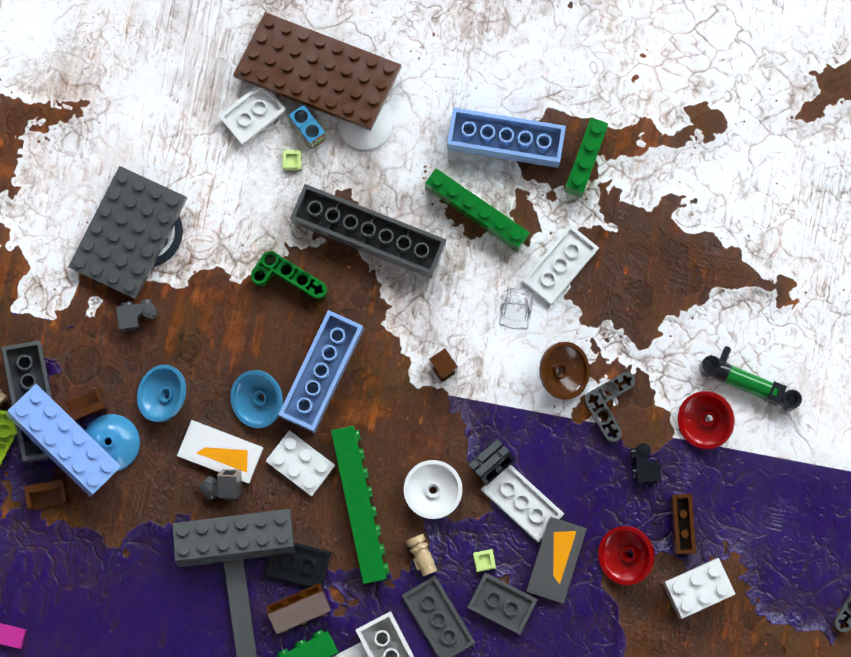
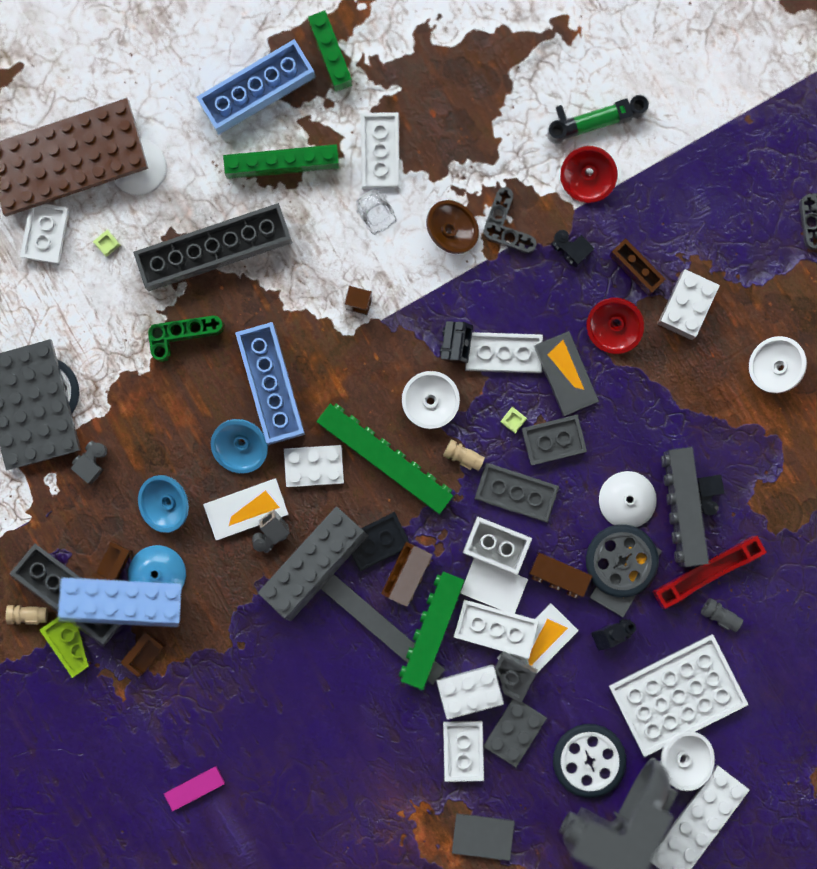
camera: 40 degrees left, 5 degrees up
(302, 132) = (86, 213): dark azure piece -> none

